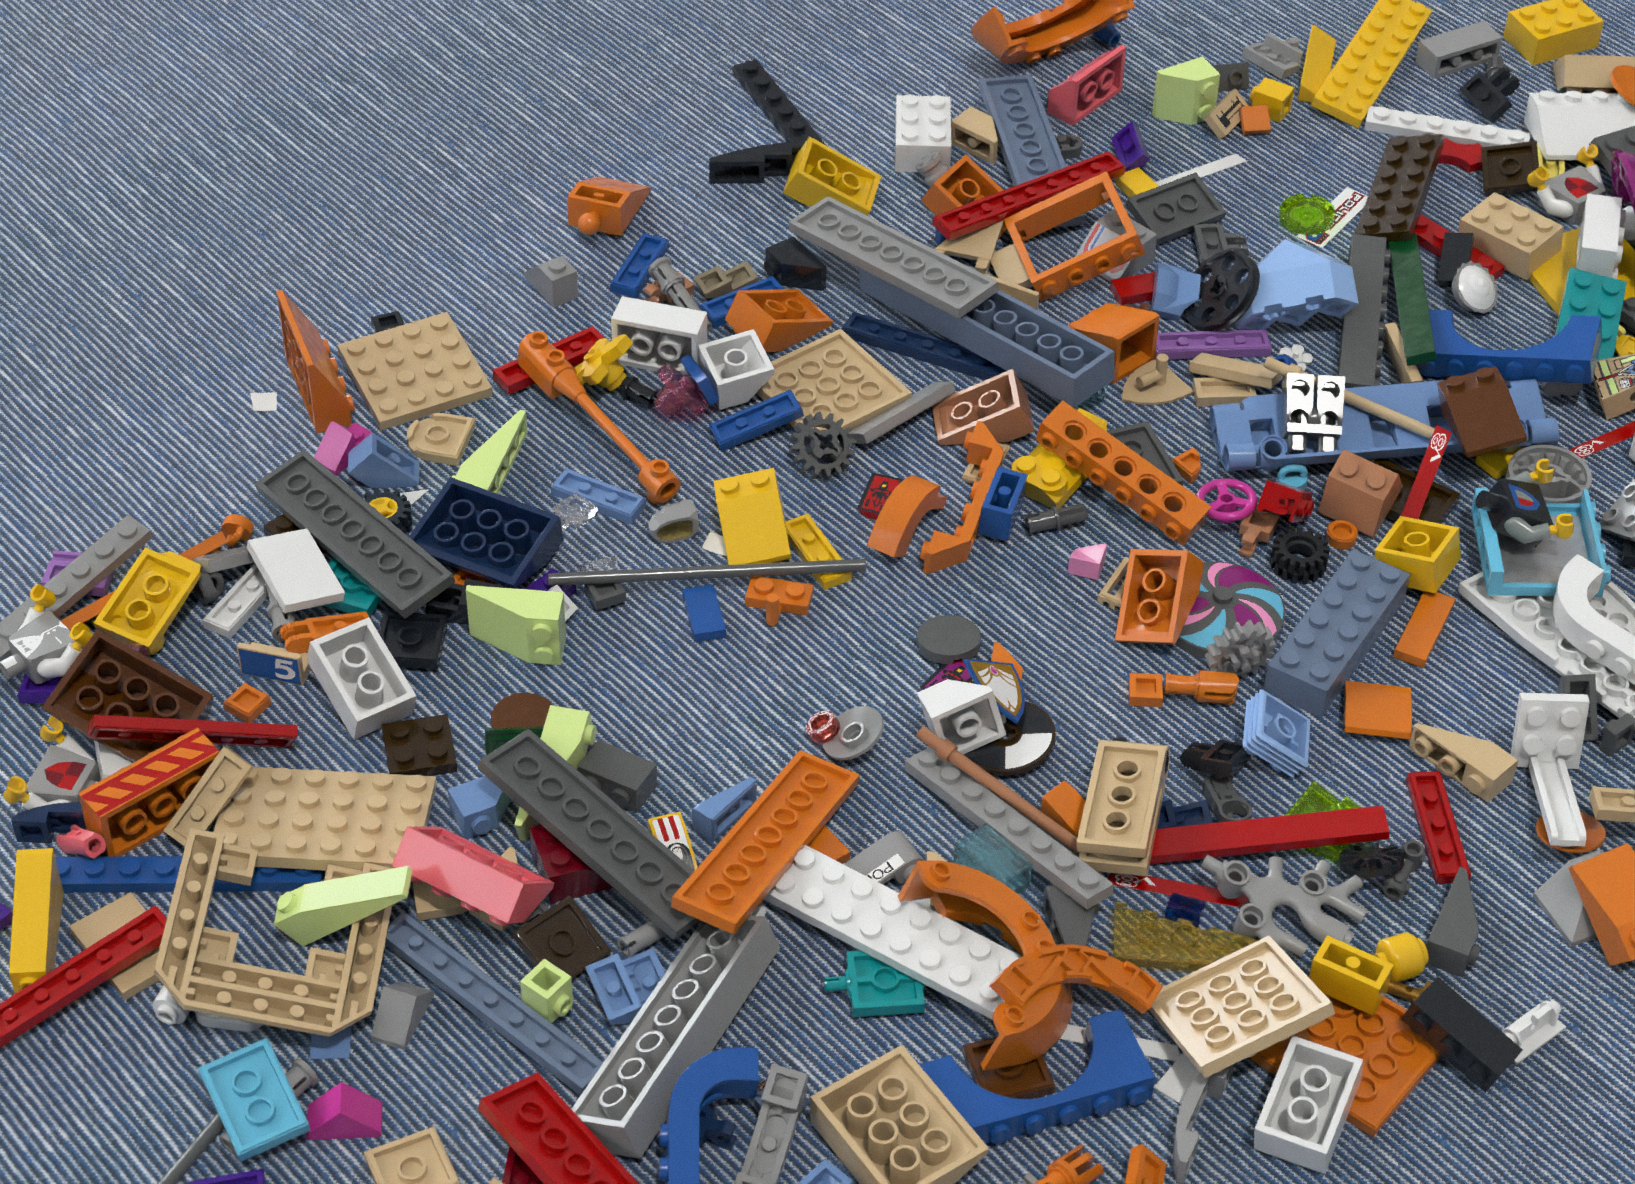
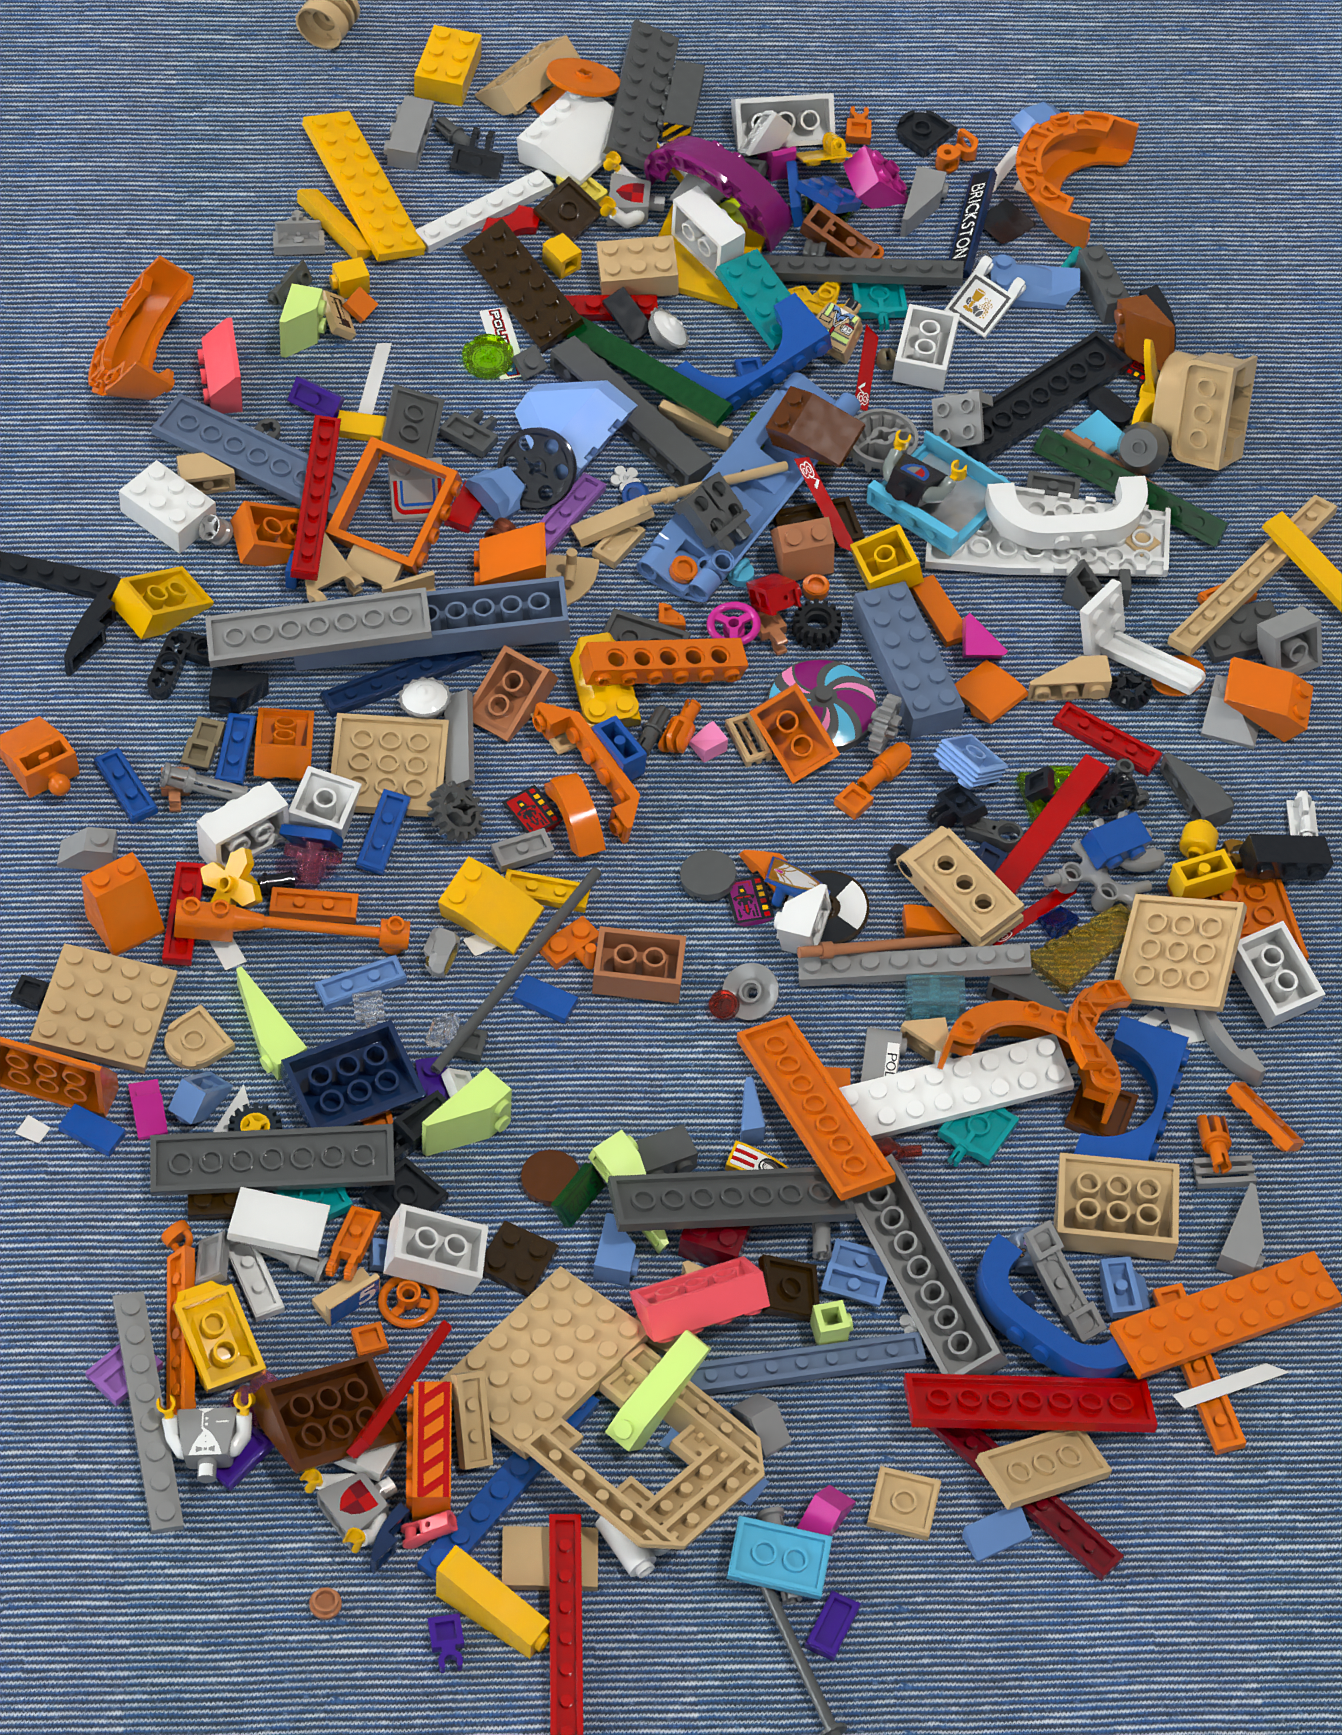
camera: 55 degrees left, 10 degrees up
(293, 429) = (92, 1130): none -> blue tile
(308, 698) = (404, 1289): none -> orange piece
(508, 309) = (121, 904): none -> orange slope
(547, 408) = (228, 953): none -> white sticker
(640, 425) = (314, 905): none -> orange plate
(762, 227) = (186, 652): none -> black beam
(787, 927) = (888, 1145): none -> clear red piece
(796, 643) = (639, 964): none -> nougat brick
(837, 511) = (522, 850): none -> light grey plate
(915, 367) = (425, 698): none -> white piece
(1078, 532) = (680, 729): none -> orange arm
(1238, 432) = (683, 569): none -> orange tile
(1306, 882) = (1116, 841): none -> blue brick
(1312, 797) = (1040, 785): none -> black tile
(1331, 237) = (529, 362): none -> dark grey plate
(1417, 665) = (978, 641): none -> dark pink slope
(1462, 192) = (561, 256): none -> yellow brick
(1521, 819) = (1126, 698): none -> black gear

